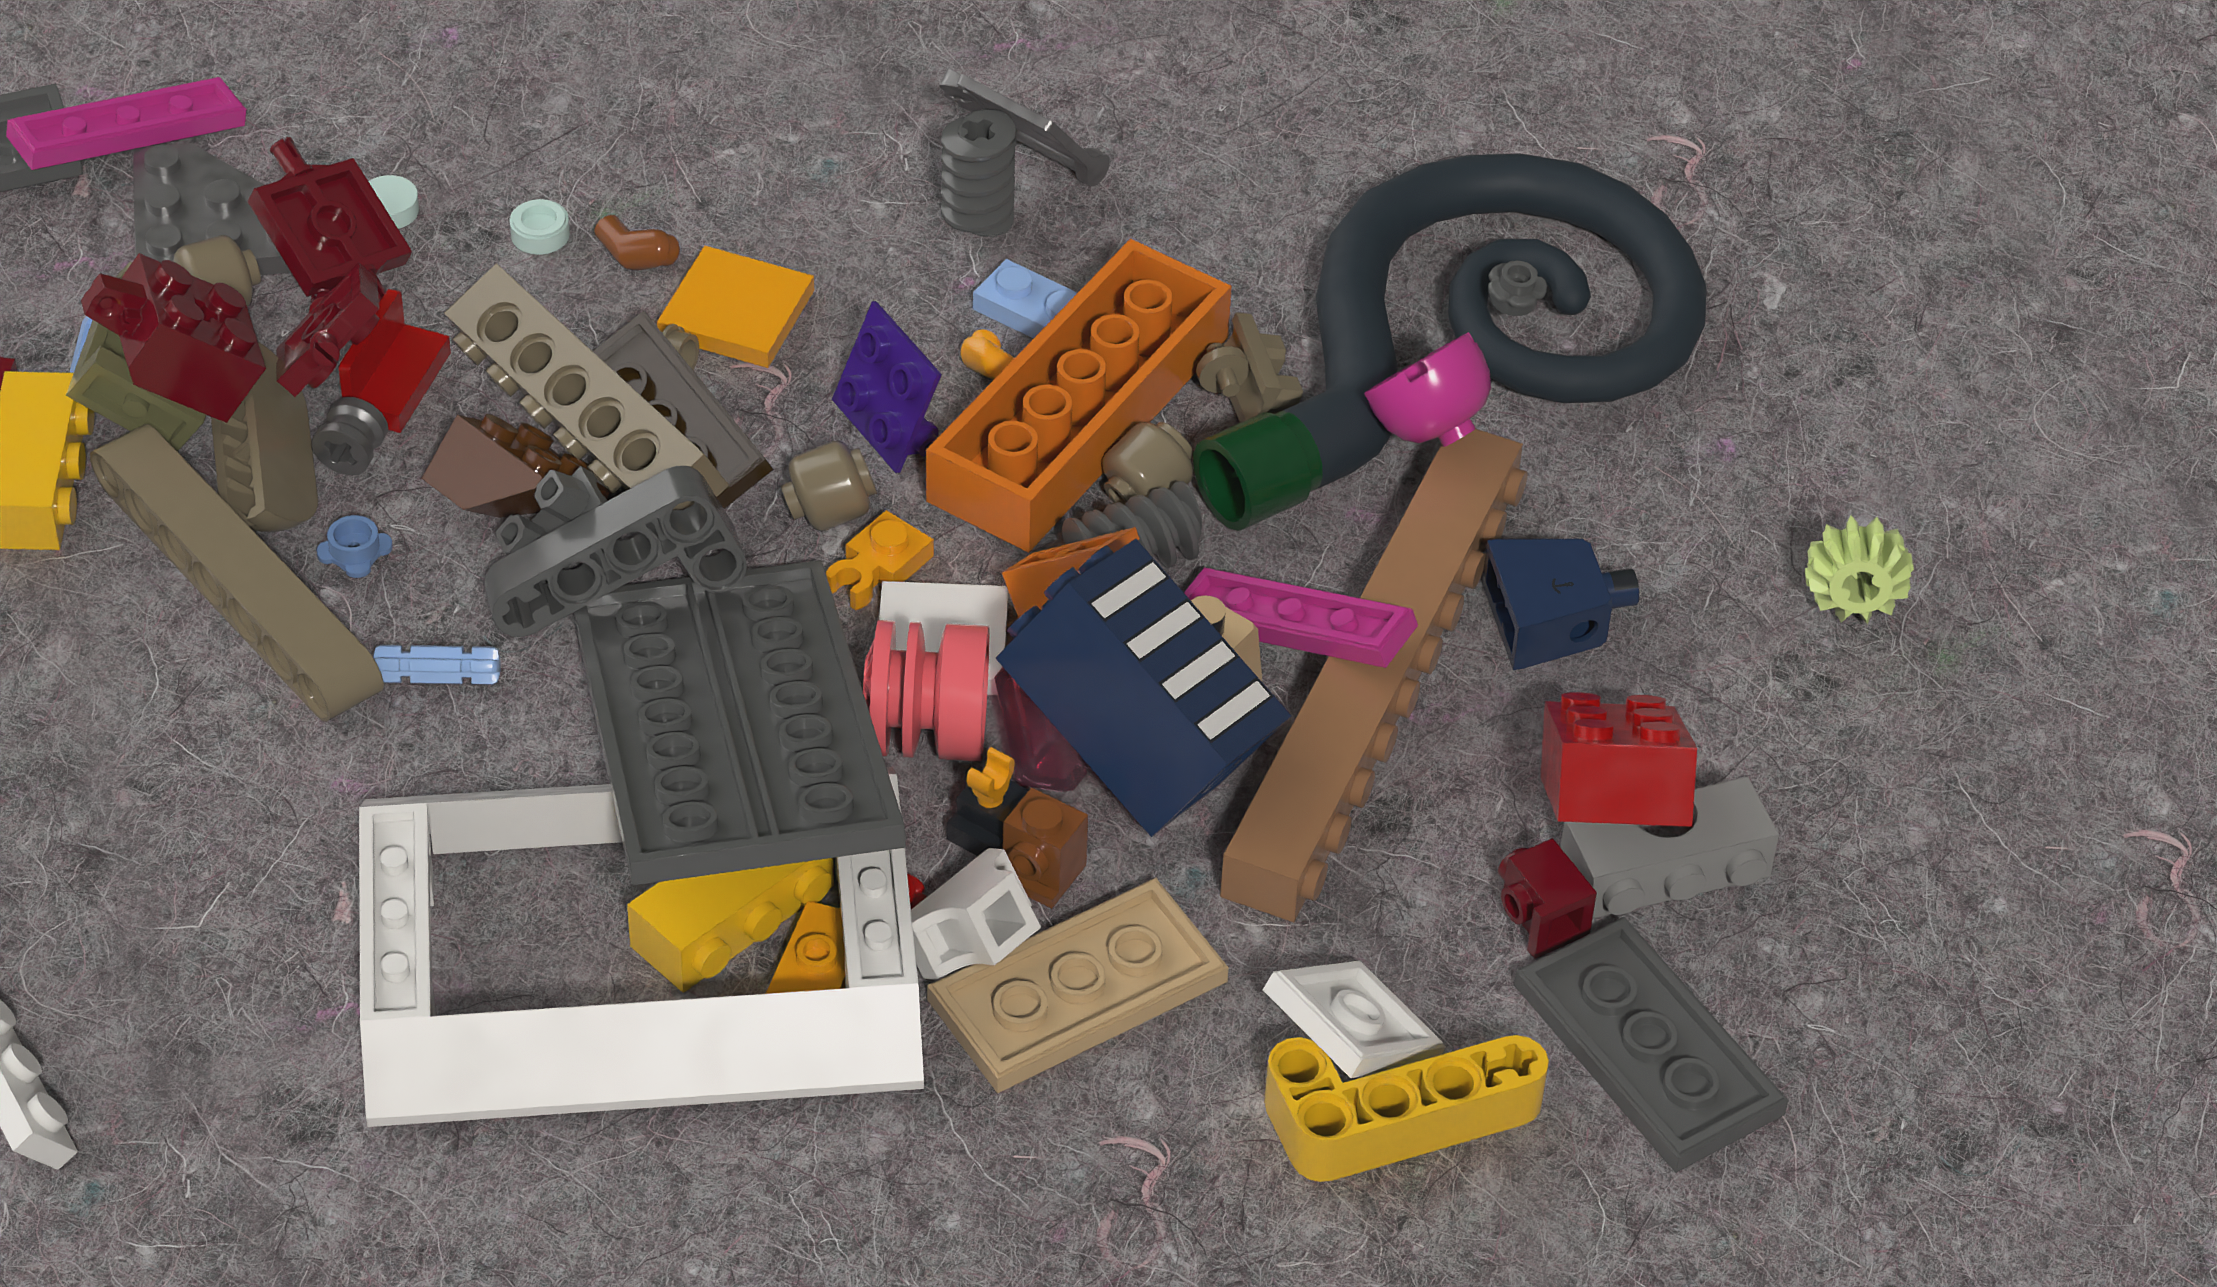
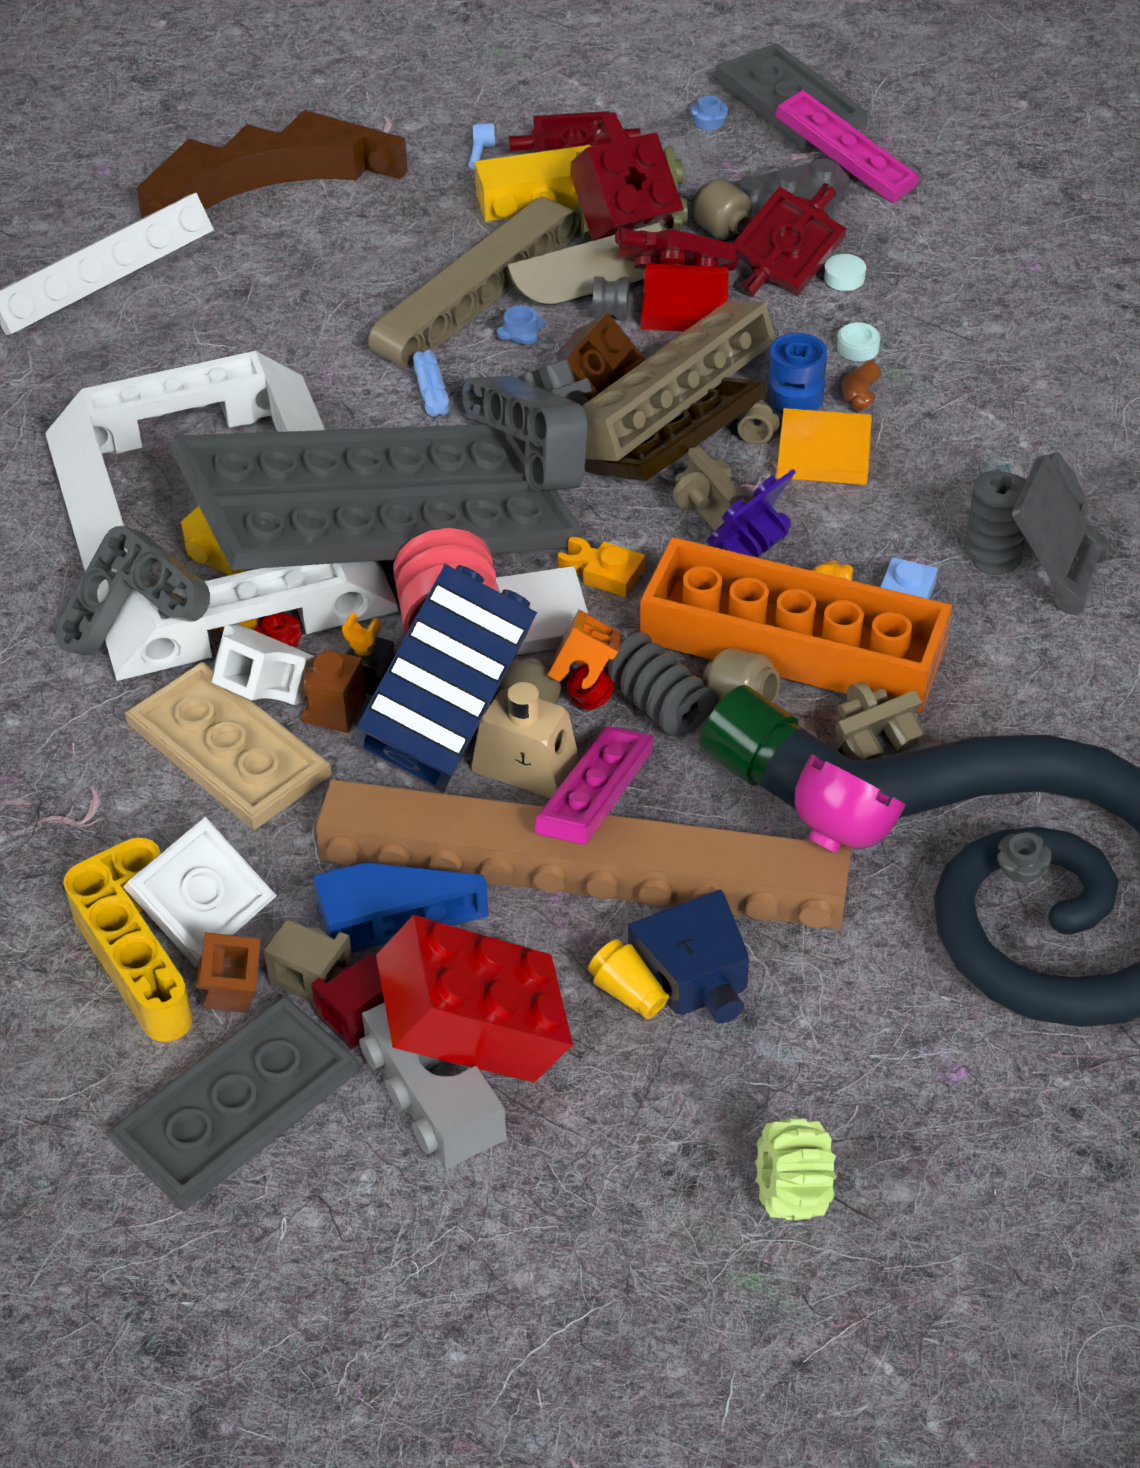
camera: 80 degrees right, 0 degrees up
(612, 281) = (796, 372): none -> blue wheel
(796, 419) = (708, 487): none -> dark tan hips
(818, 981) = (131, 573): none -> dark grey beam
(829, 486) = (651, 518): dark tan head -> none
(1408, 858) = (378, 899): none -> blue slope
(1479, 936) = (303, 954): none -> dark tan brick
(1491, 1007) = (228, 971): none -> dark orange brick
(1564, 662) = (627, 978): none -> yellow cone

